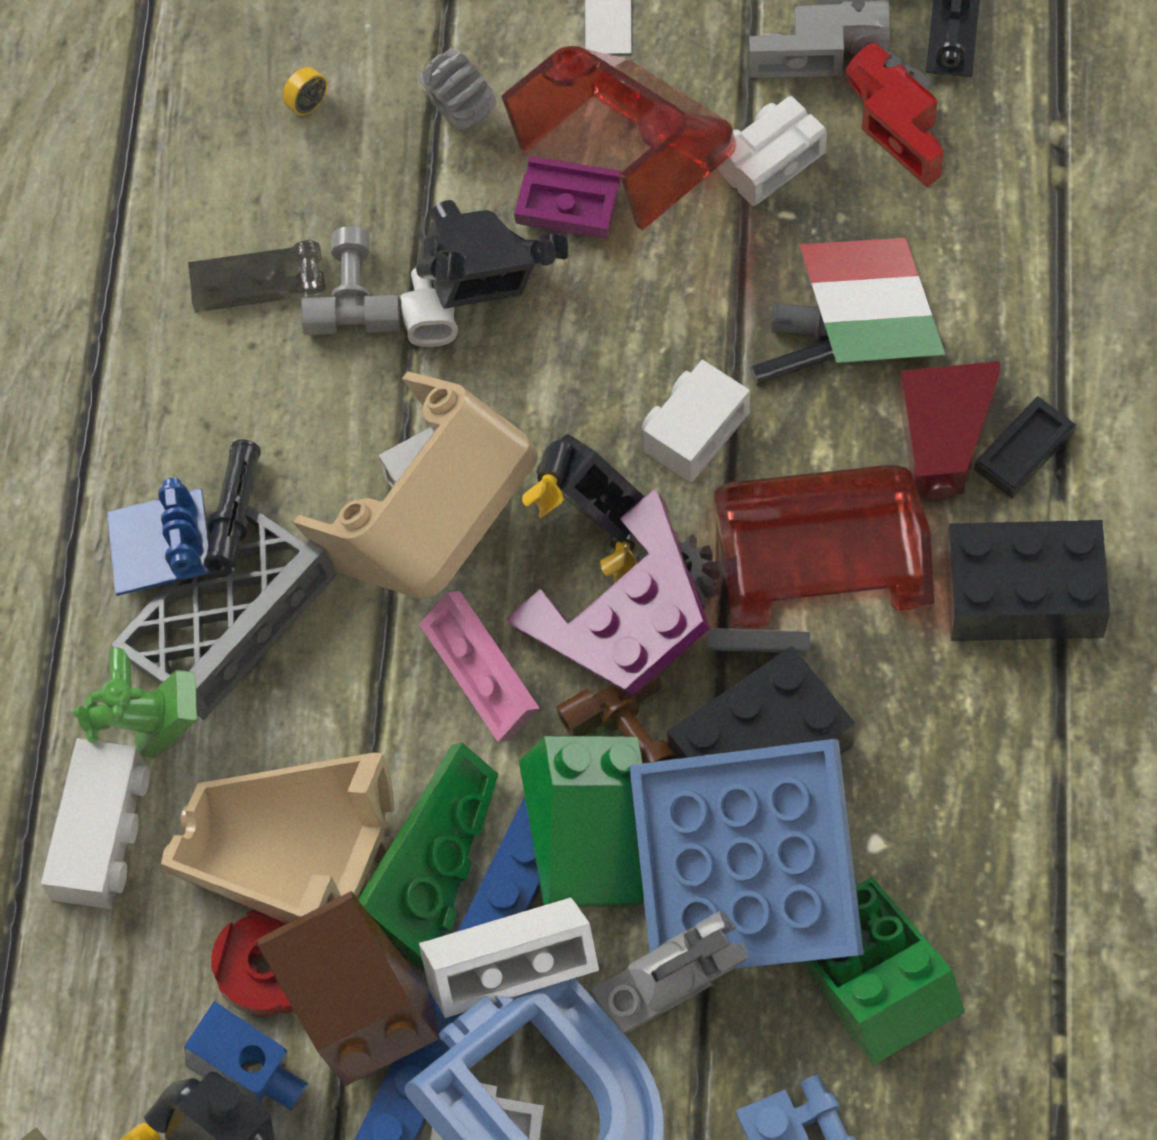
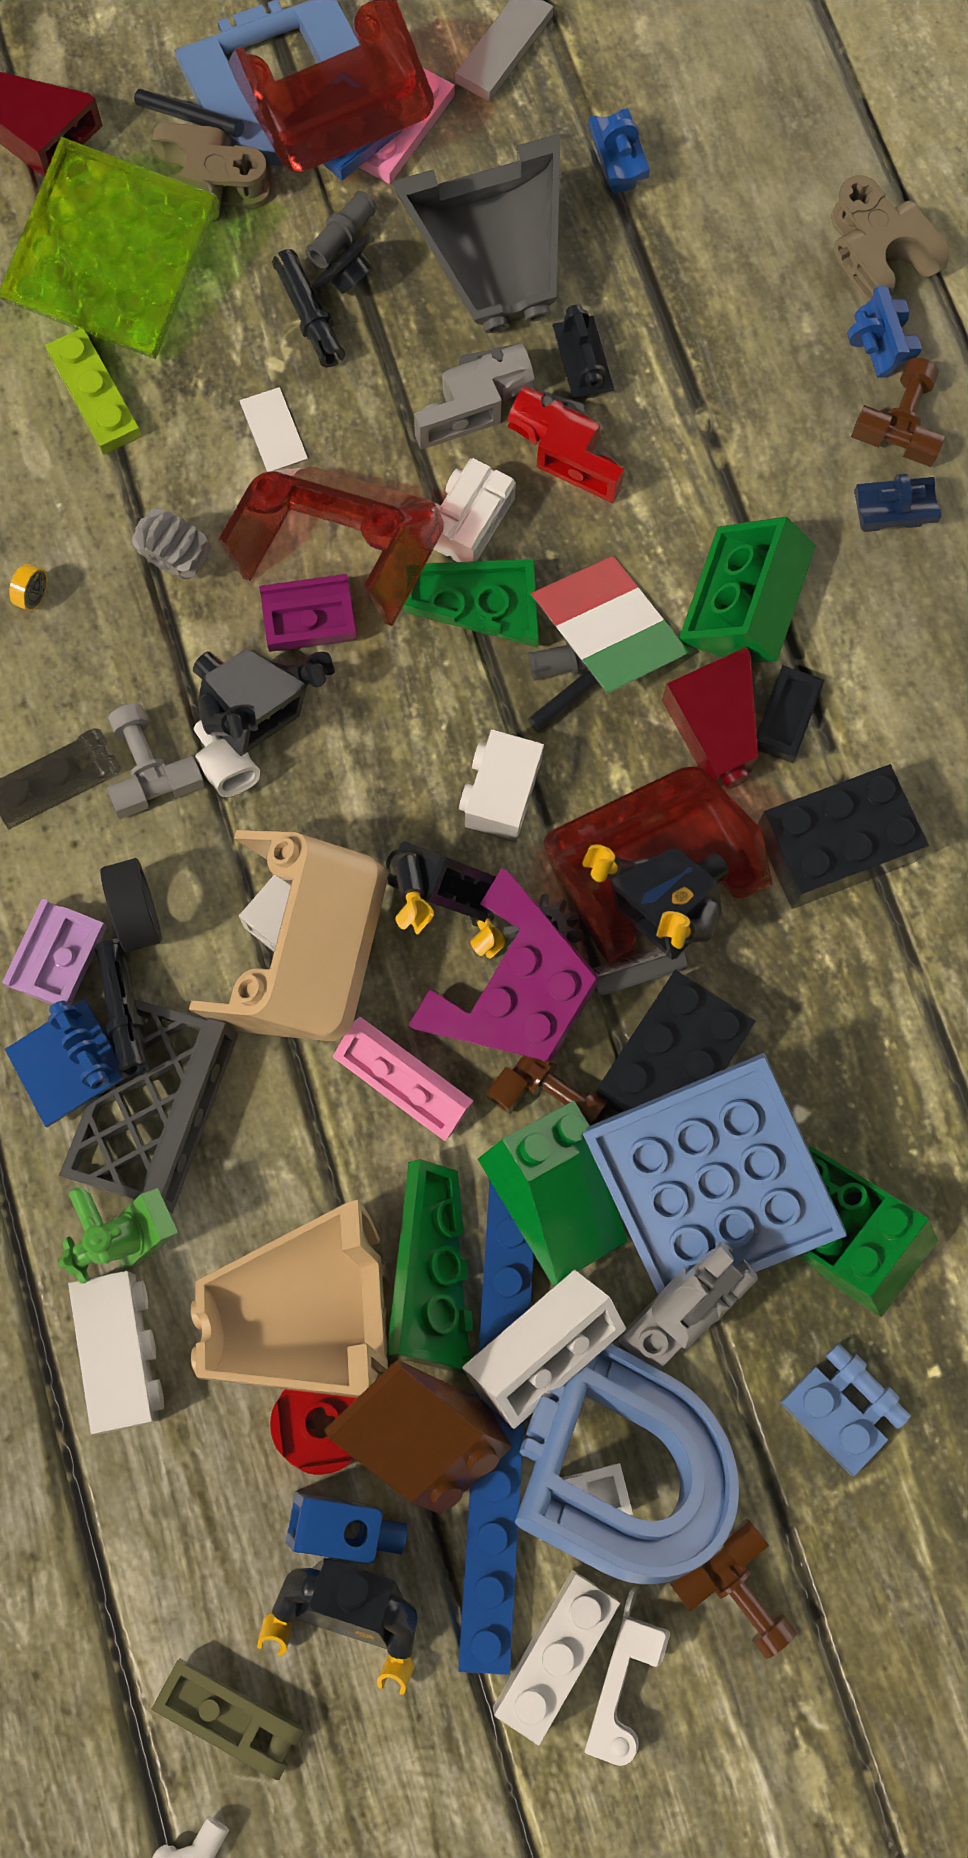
camera: 30 degrees left, 10 degrees up
(190, 437) = (54, 954): none -> lavender plate
(279, 412) = (130, 905): none -> black tyre
(745, 233) = (479, 597): none -> green wing
(811, 574) = (664, 894): none -> black torso
(1032, 310) = (748, 589): none -> green slope

